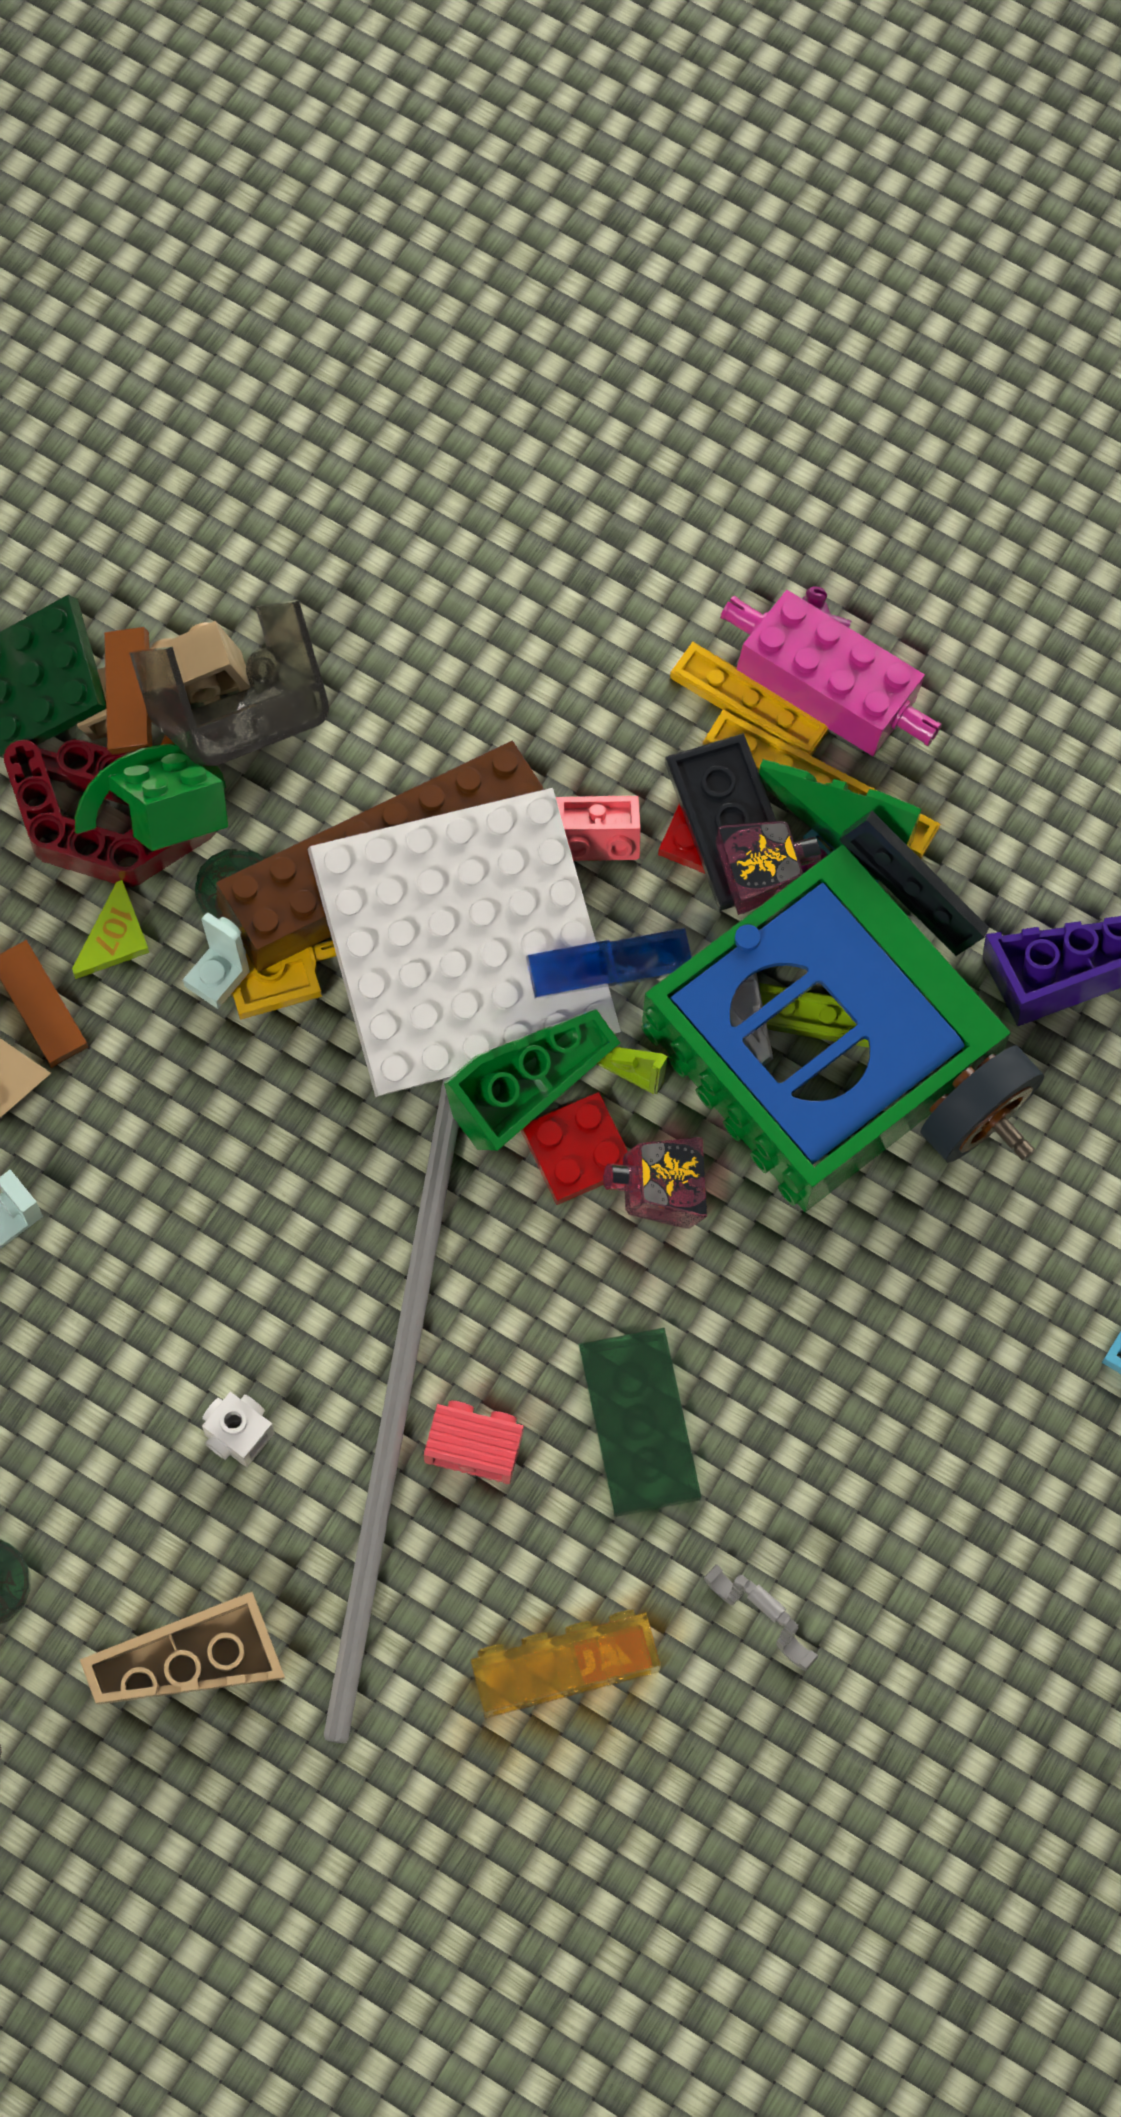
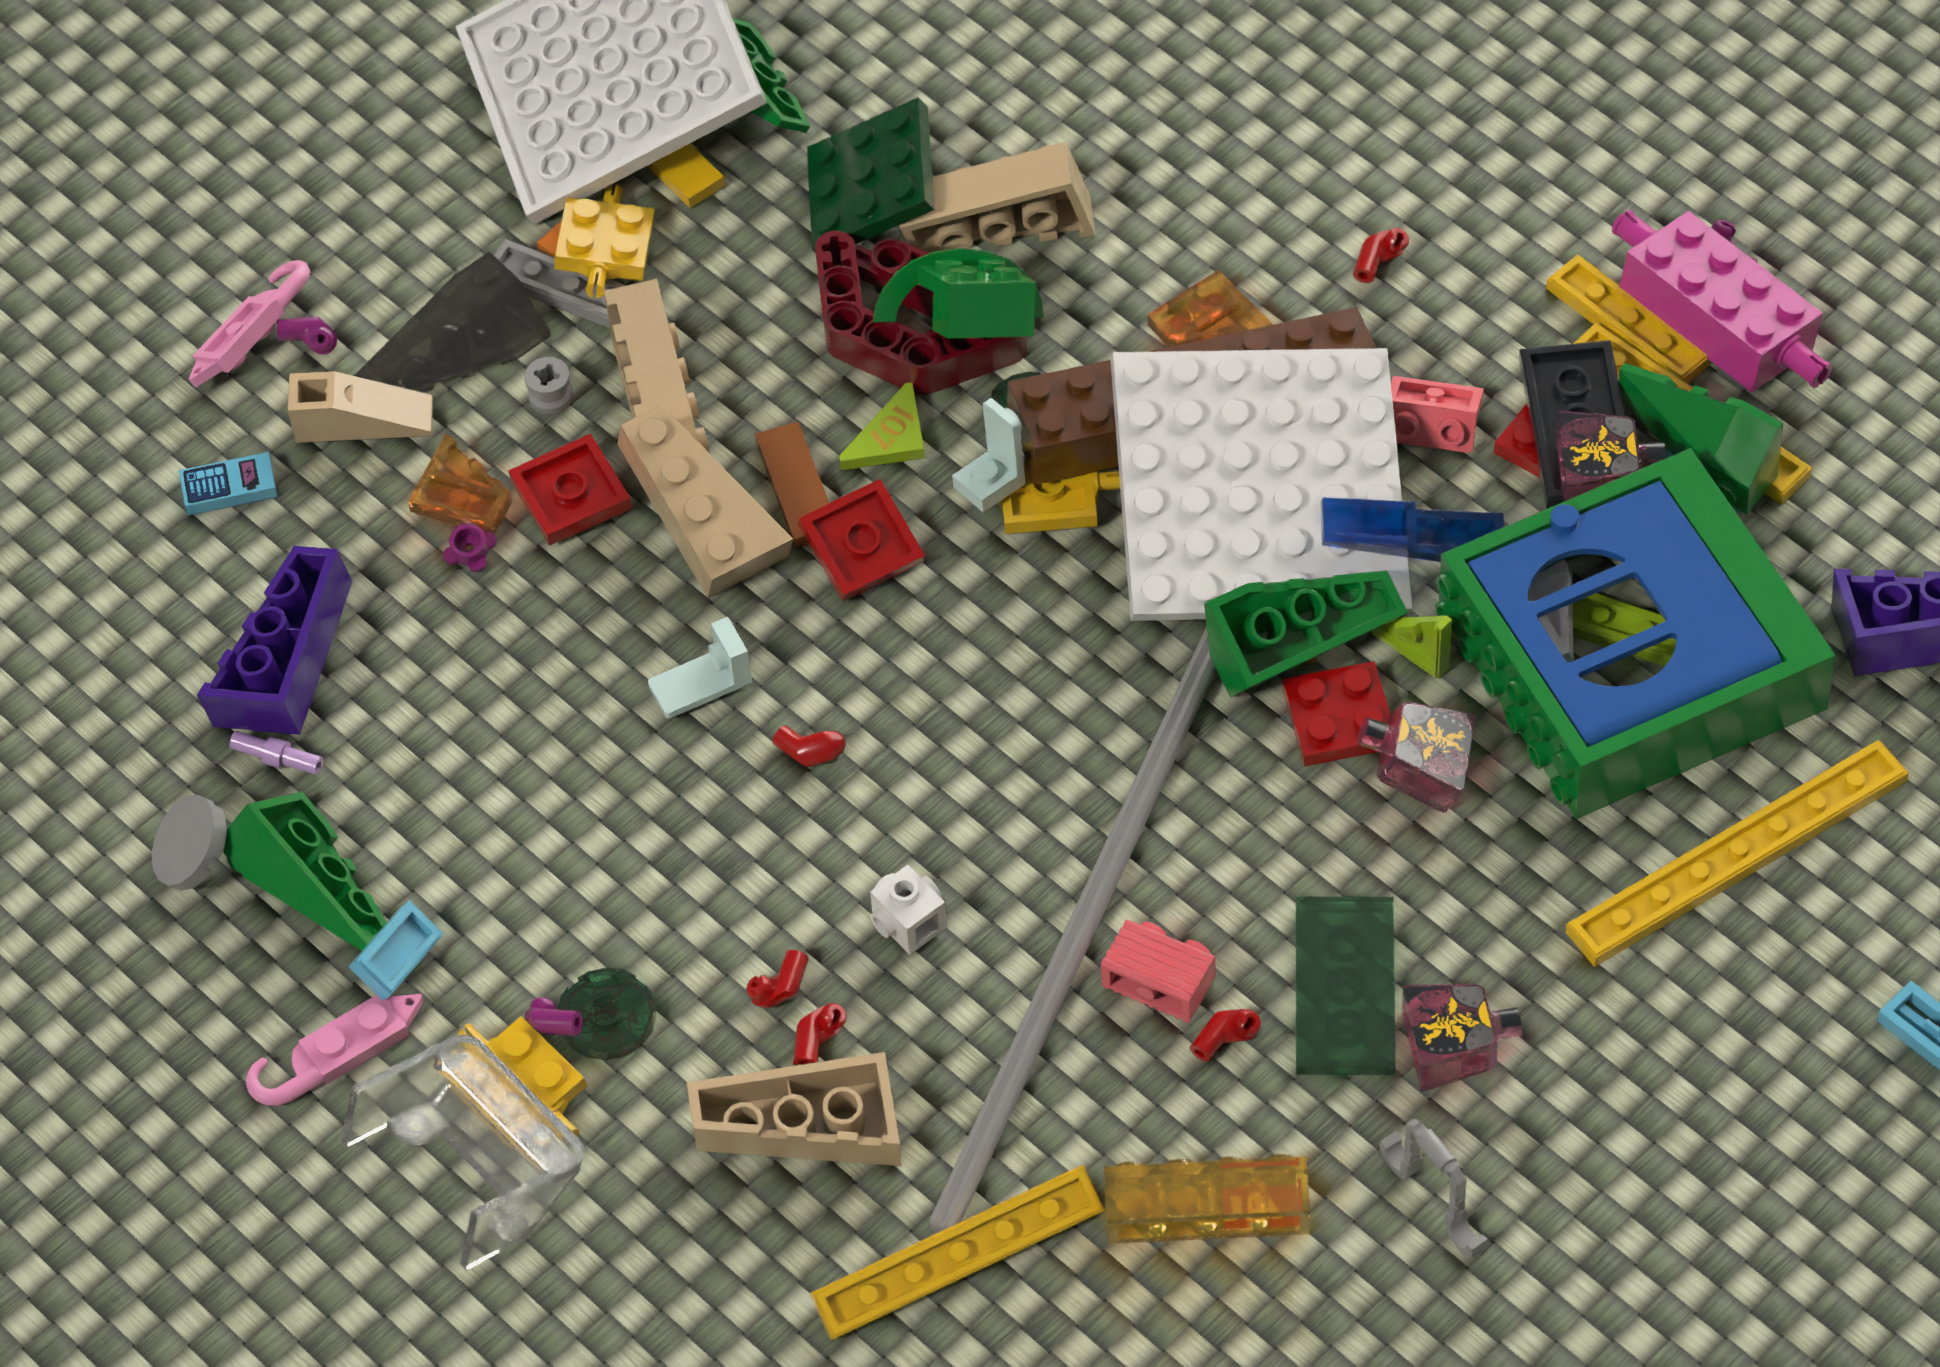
camera: 20 degrees right, 15 degrees down
(112, 1055) = (861, 540): none -> red plate
(113, 1276) = (810, 749): none -> red arm
(127, 715) = (959, 193): dark orange tile -> none
(137, 1525) = (784, 986): none -> red arm
(178, 1563) = (815, 1030): none -> red arm
(281, 702) = (1125, 227): clear smoke windscreen -> none
(354, 1762) = (956, 1252): none -> yellow tile
(377, 764) = (1205, 312): none -> clear orange wing
(514, 667) = (1377, 250): none -> red arm
(544, 1486) = (1224, 1028): none -> red arm
(745, 1453) = (1454, 1031): none -> torso
(913, 883) = (1762, 502): black plate -> none
(947, 1225) = (1736, 853): none -> yellow tile
(983, 1105) = (1791, 727): black wheel -> none

